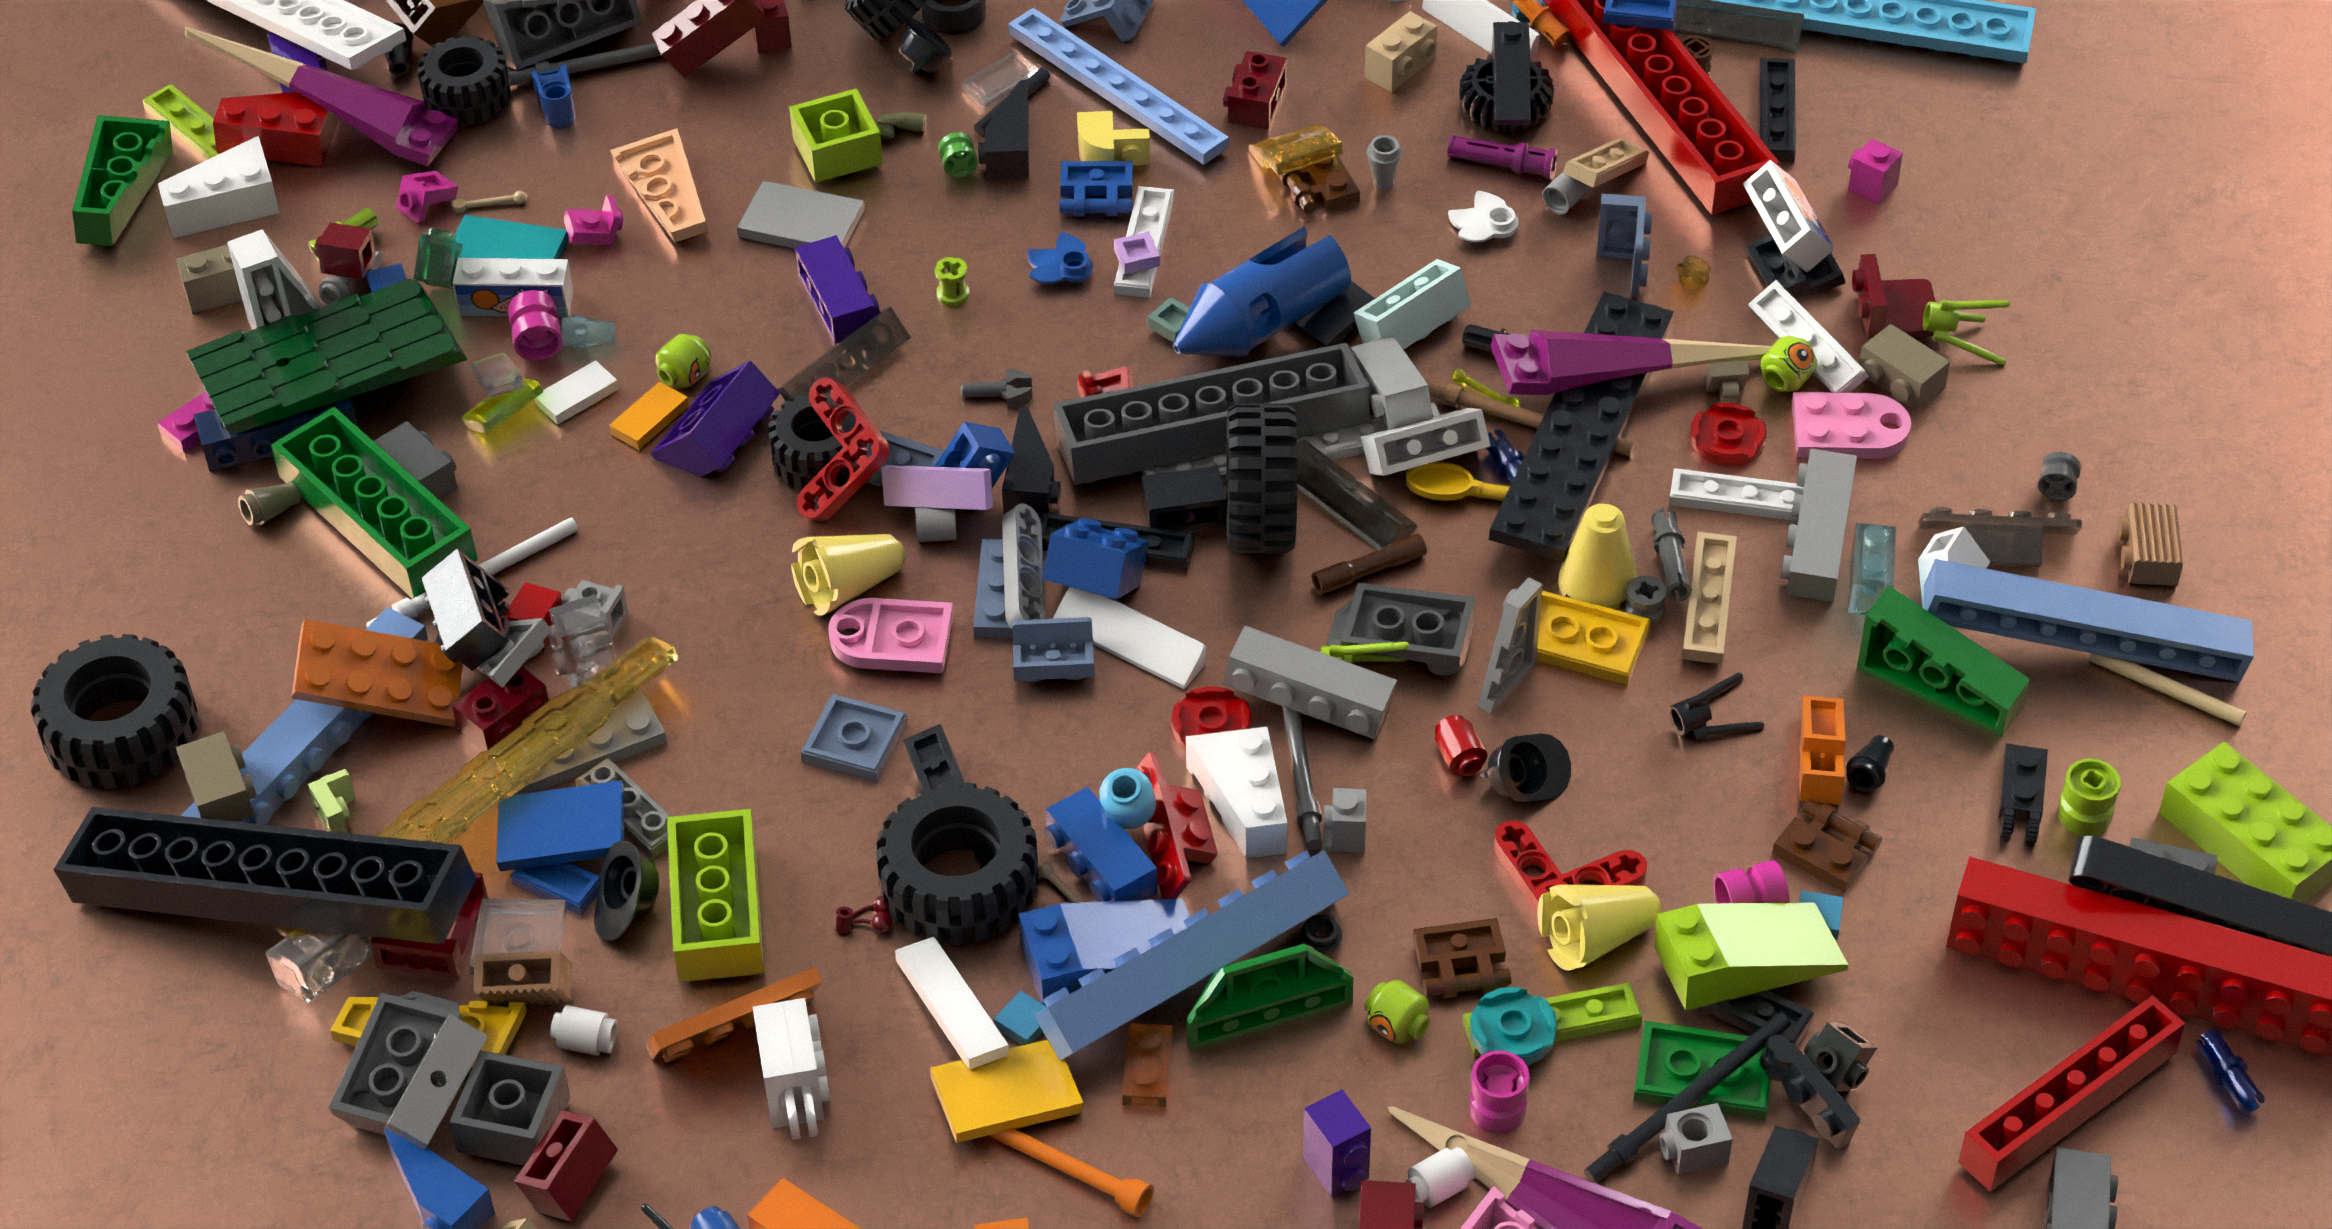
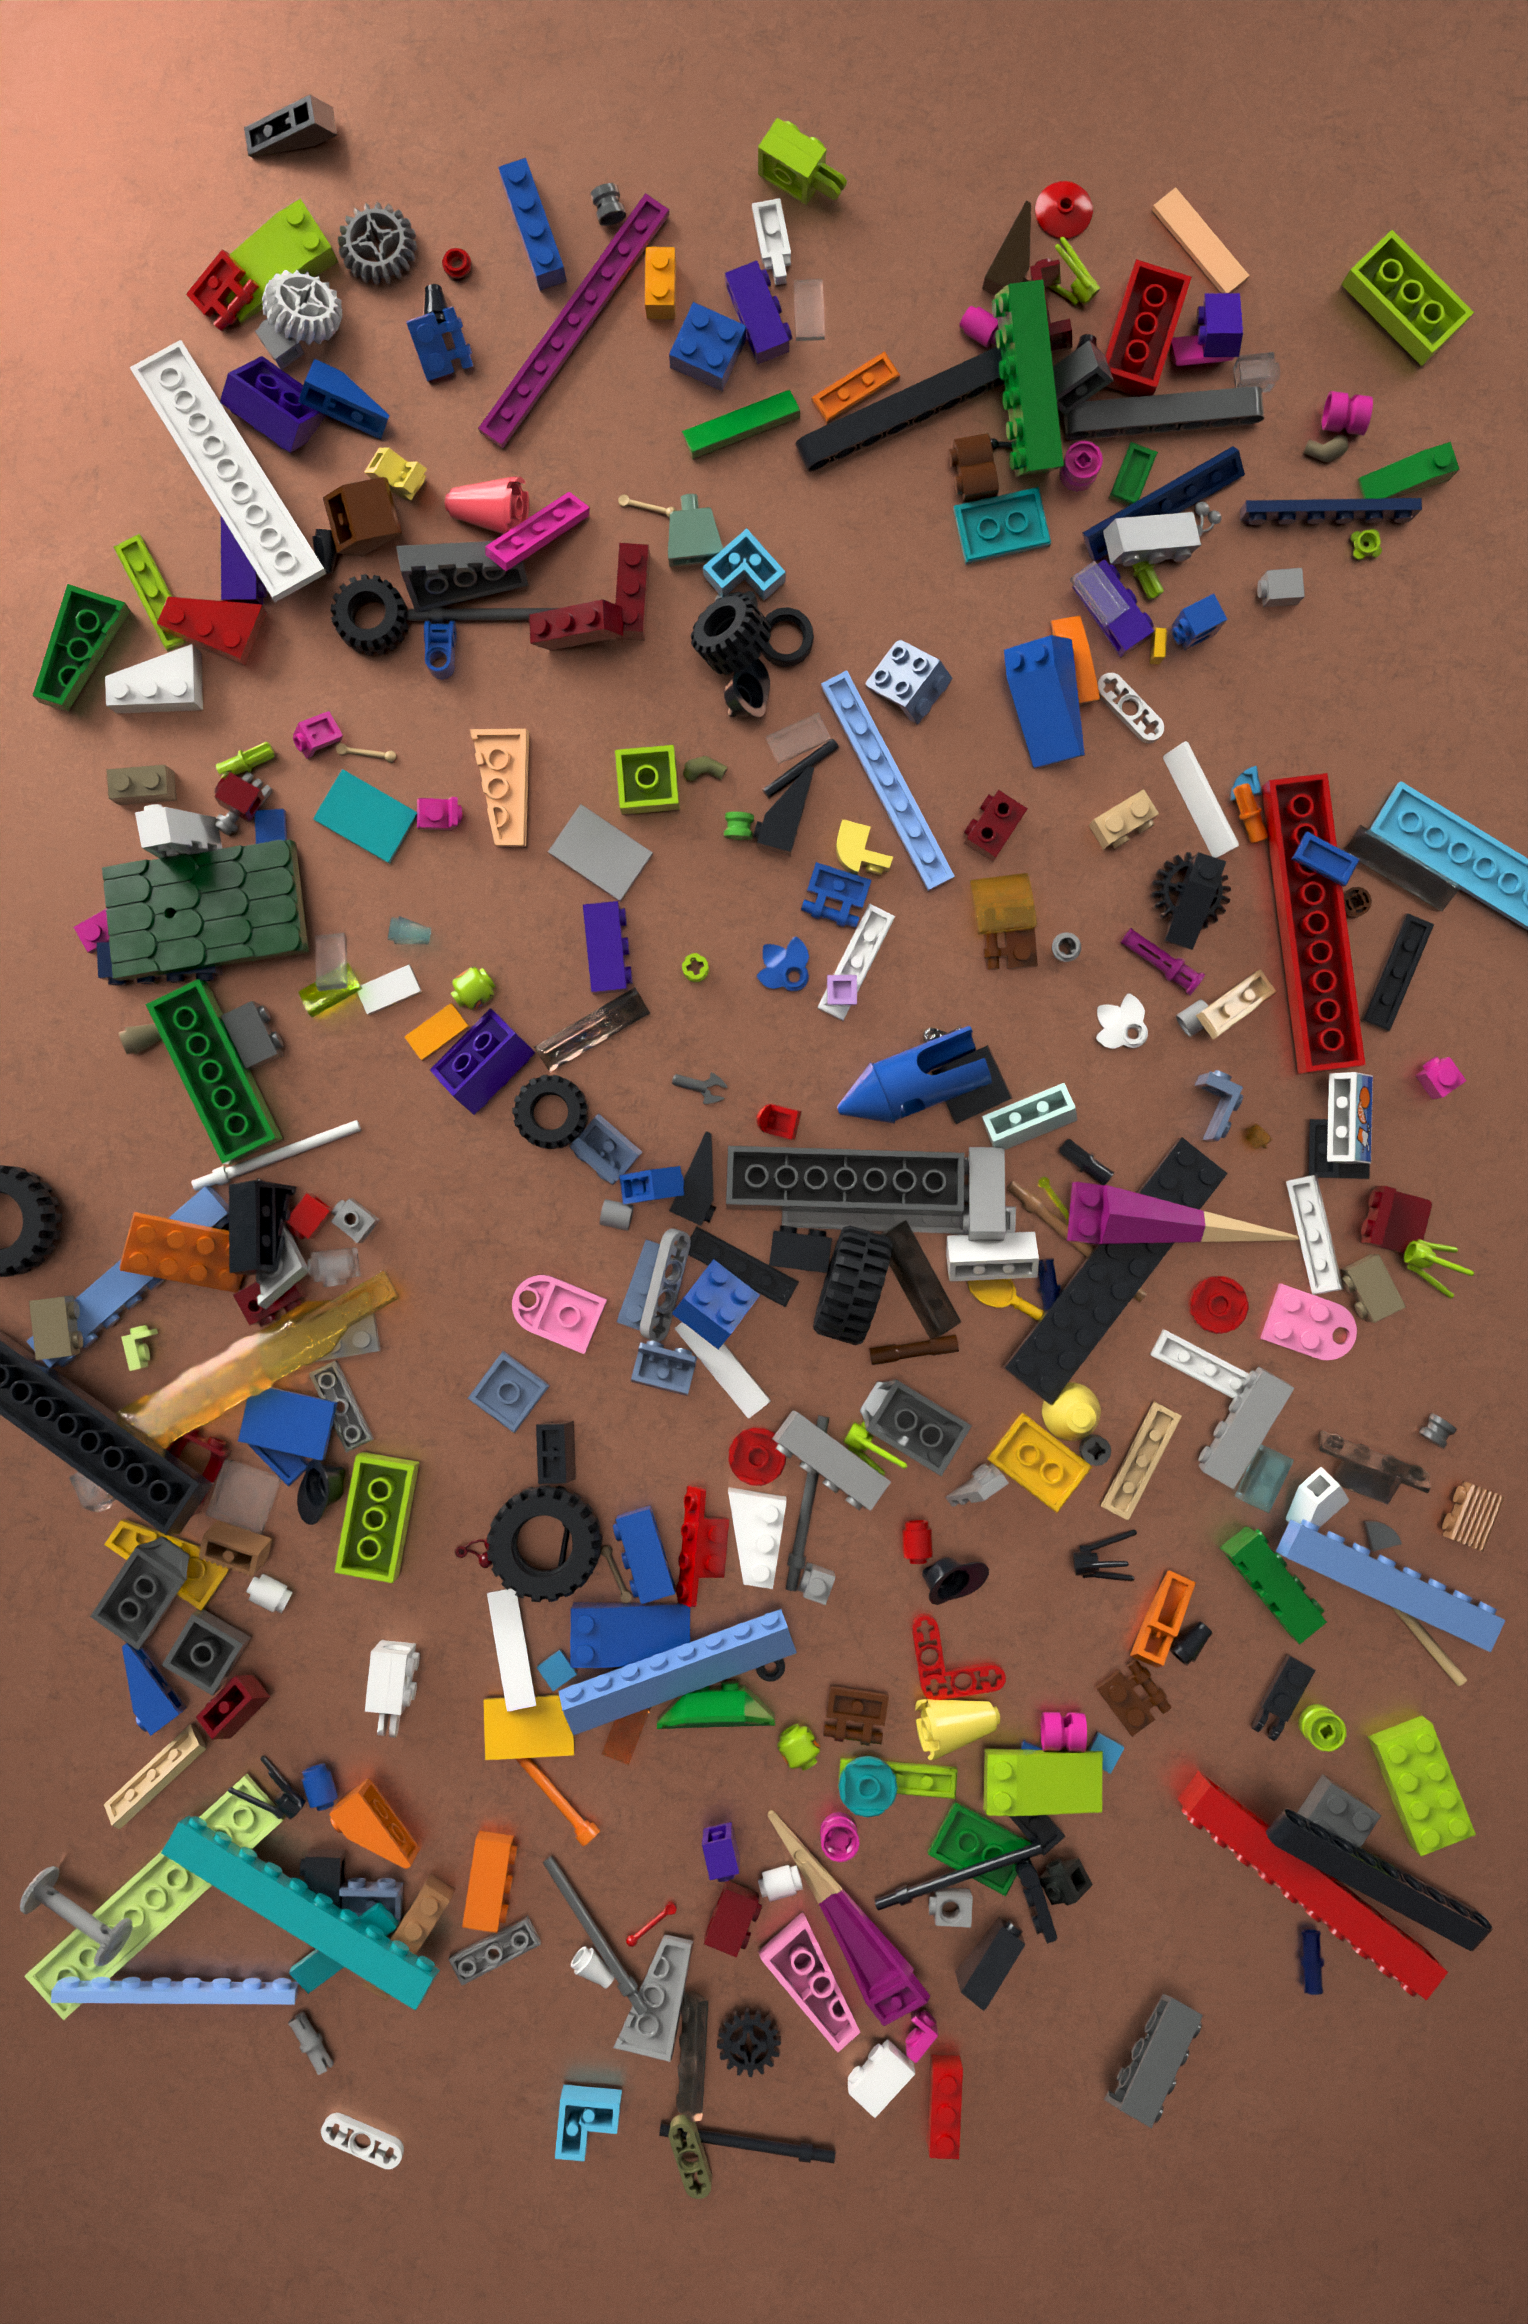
camera: 15 degrees right, 40 degrees up
(387, 117) = (298, 643): magenta plate -> none
(437, 258) = (306, 837): clear green brick -> none
(448, 1063) = (148, 1644): light grey tile -> none
(490, 284) = (361, 869): white brick -> none
(534, 325) = (369, 918): dark pink wheel -> none
(720, 1021) = (365, 1625): orange plate -> none
(843, 567) = (540, 1245): light yellow cone -> none
(853, 445) = (569, 1147): red beam -> none
(937, 487) = (621, 1200): lavender tile -> none
(1128, 797) = (671, 1535): medium azure head -> none
(1168, 318) = (850, 1060): sand green plate -> none
(1669, 545) = (1129, 1415): dark grey pin -> none
(1726, 379) = (1237, 1258): dark tan tile -> none
(1788, 364) = (1288, 1261): lime head -> none
(2070, 1093) = (1202, 1956): red brick -> none

